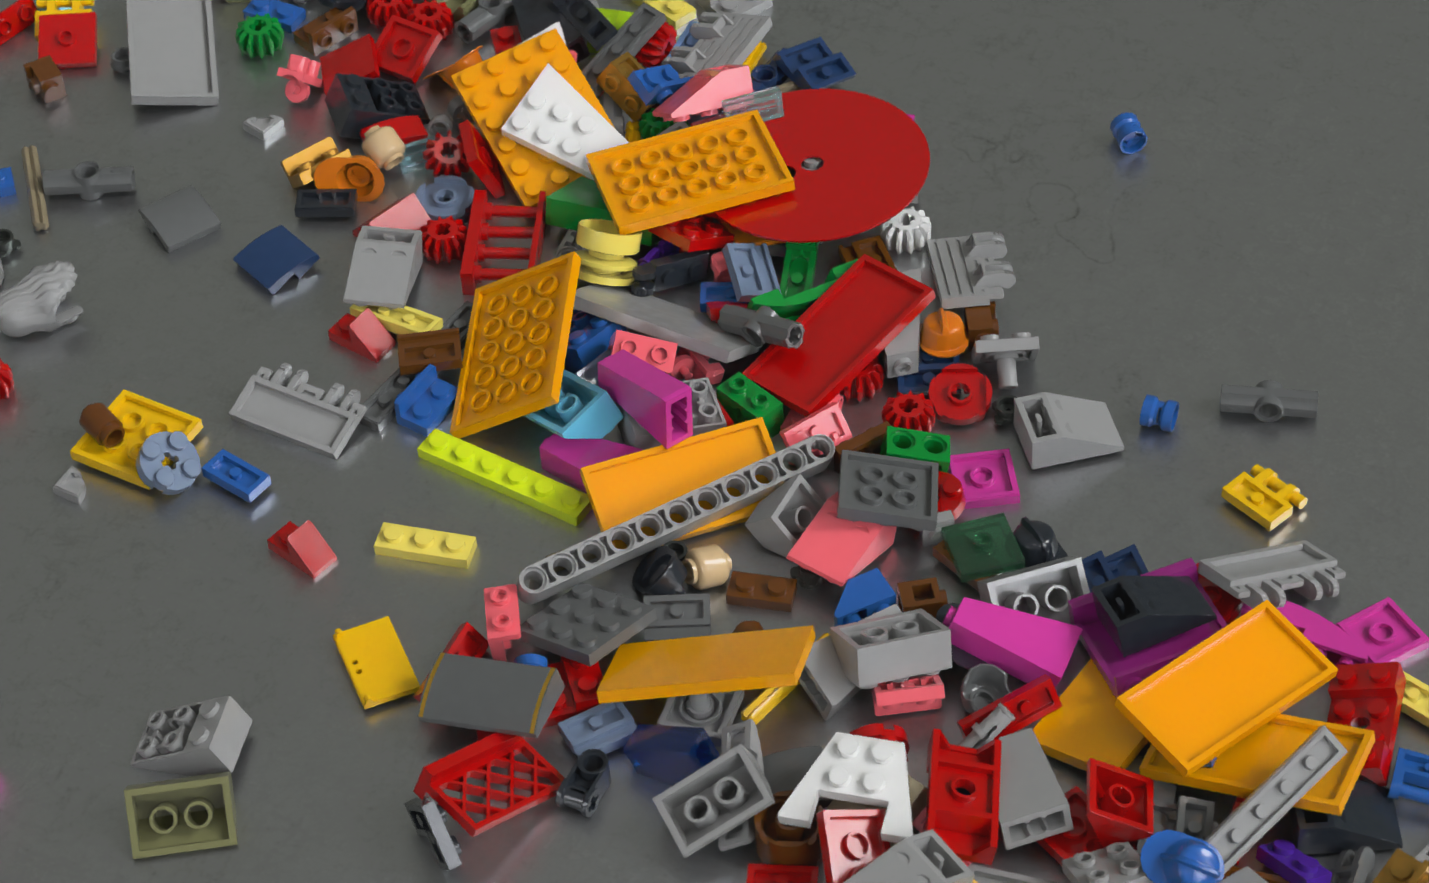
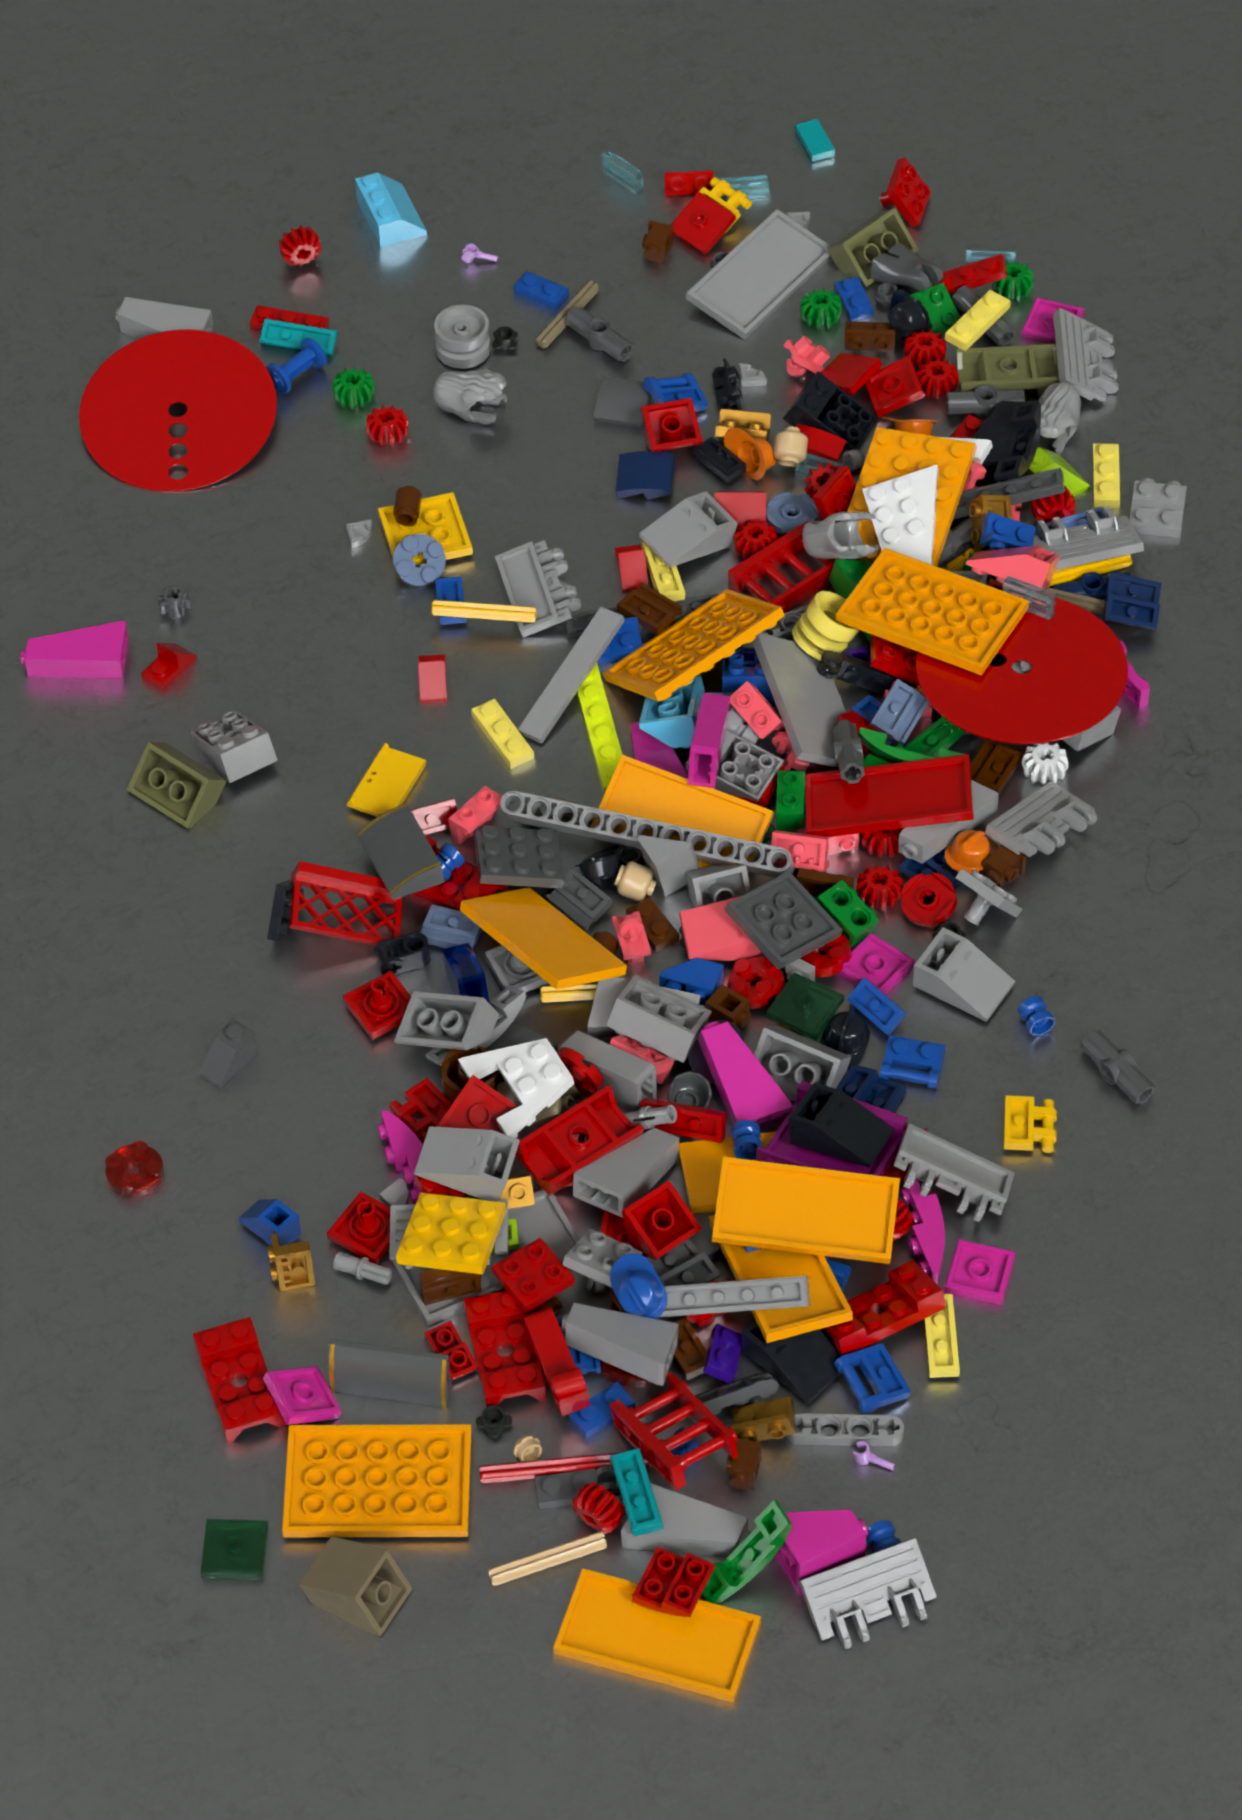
camera: 45 degrees right, 5 degrees up
(34, 726) = (168, 665): none -> red slope
(230, 182) = (675, 389): none -> blue plate
(249, 138) = (726, 386): none -> black hinge
(256, 203) = (670, 425): none -> red slope
(285, 458) = (483, 611): none -> yellow axle
(432, 450) = (571, 675): none -> light grey tile
(527, 183) = (837, 539): none -> light grey hair
(623, 841) = (378, 1004): none -> red plate
(721, 524) = (668, 861): none -> light grey slope
(765, 608) = (631, 937): none -> coral hips
(907, 547) = (756, 968): none -> red plate
(913, 711) = (626, 1074): none -> light grey slope
(1034, 503) = (876, 1006): none -> blue plate
(1086, 683) = (746, 1139): none -> blue wheel
(1108, 518) = (915, 1056): none -> blue plate

